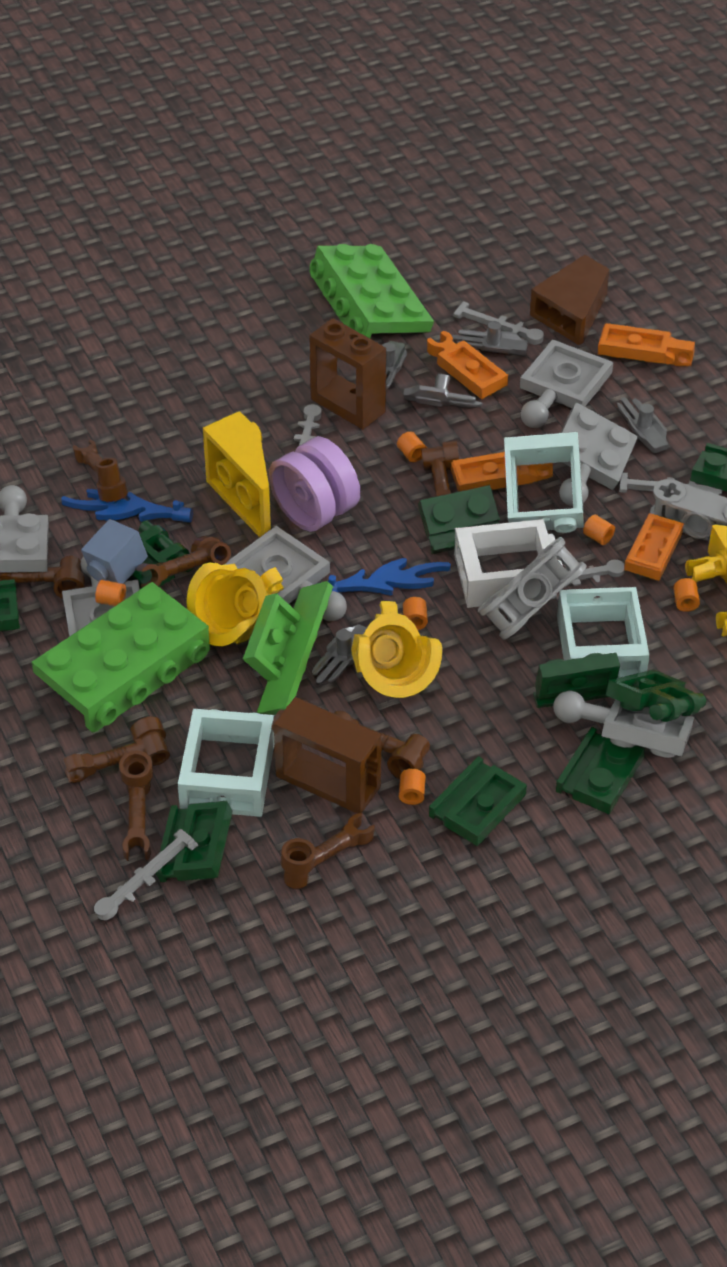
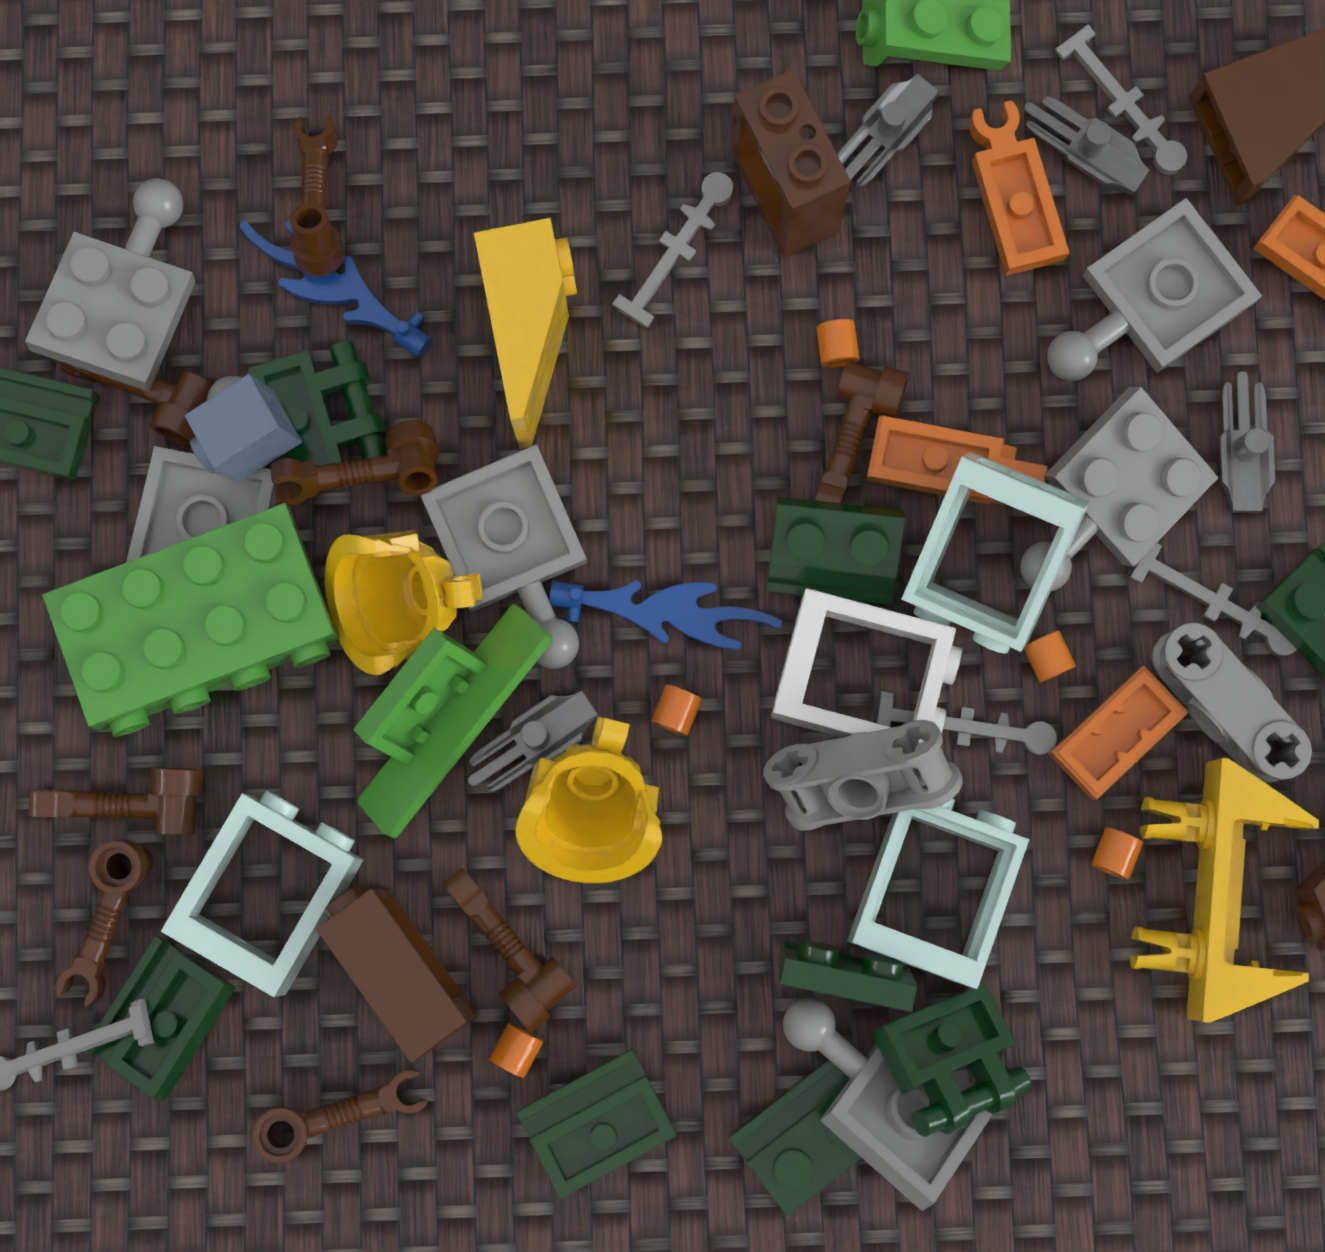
camera: 25 degrees right, 35 degrees up
(110, 593) = (215, 497): orange piece -> none
(314, 483) = (633, 394): lavender wheel -> none
(439, 395) = (938, 243): flat silver piece -> none

